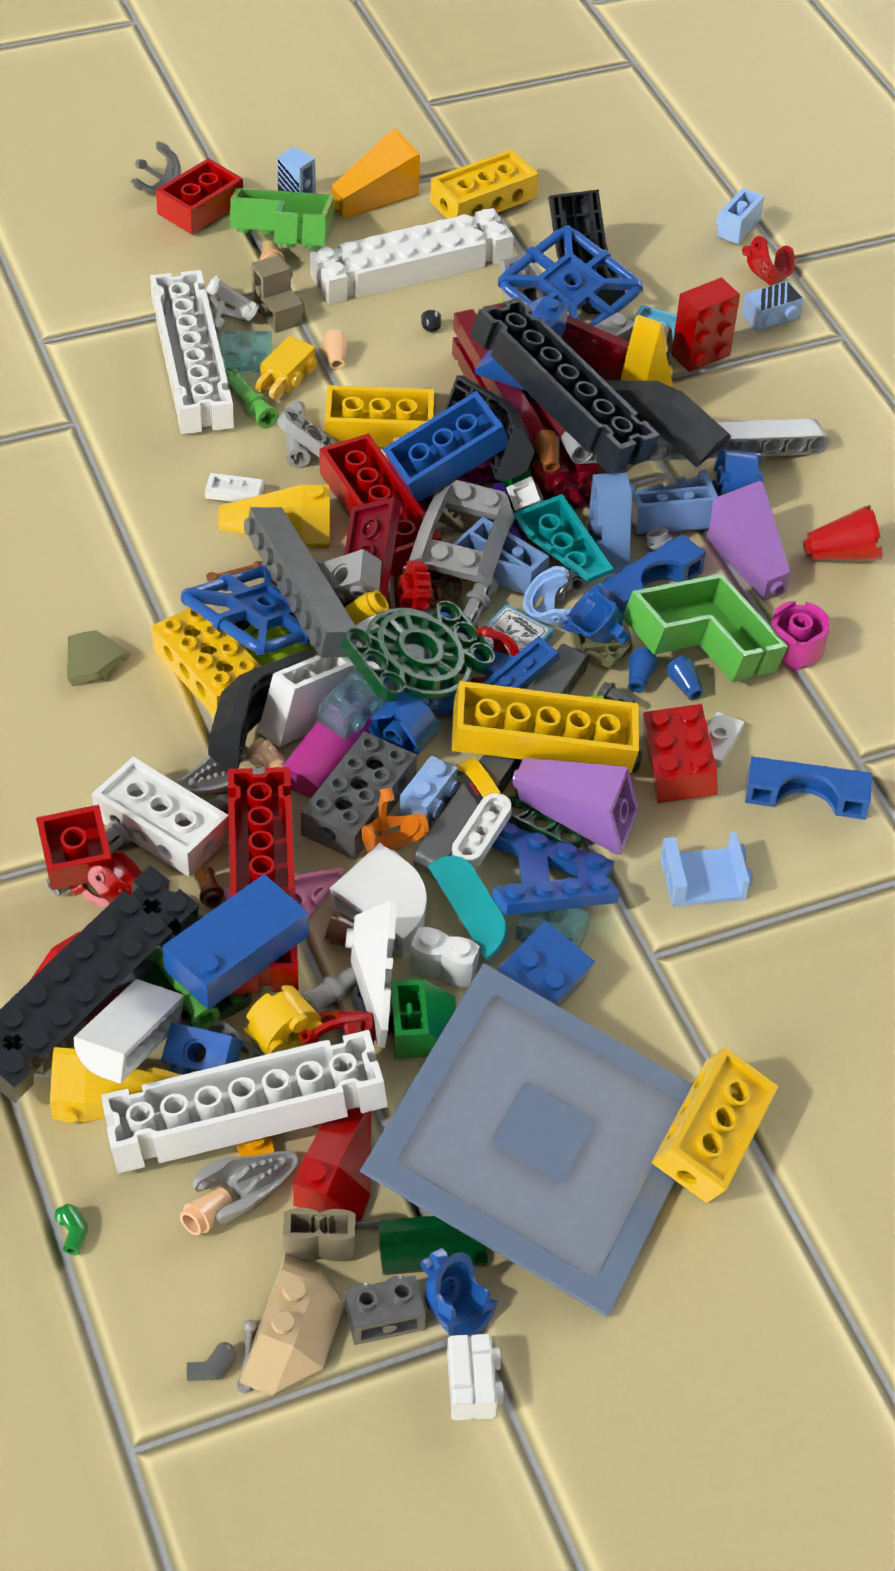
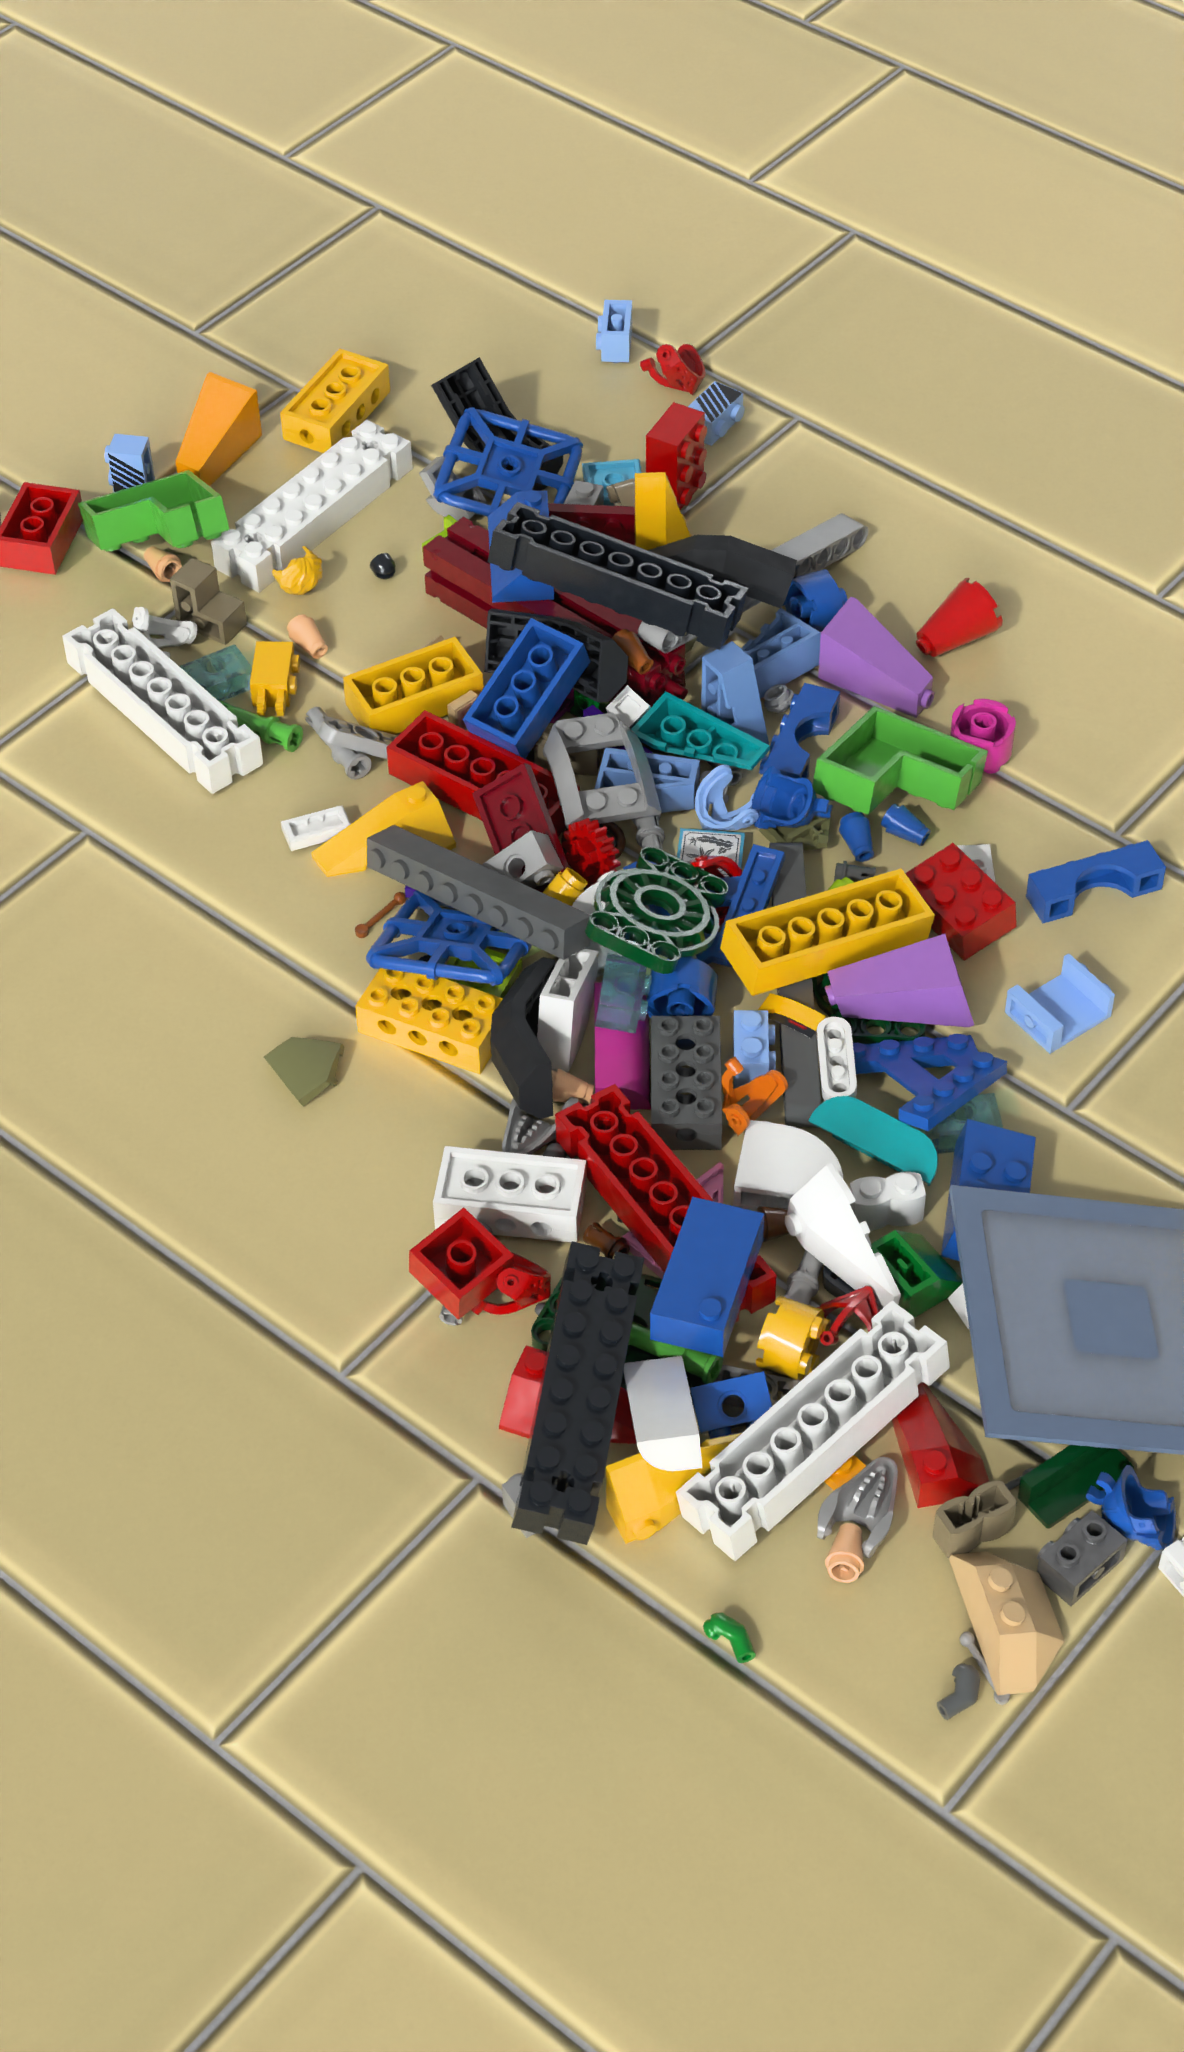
camera: 25 degrees left, 0 degrees up
(362, 301) = (301, 574): none -> yellow hair

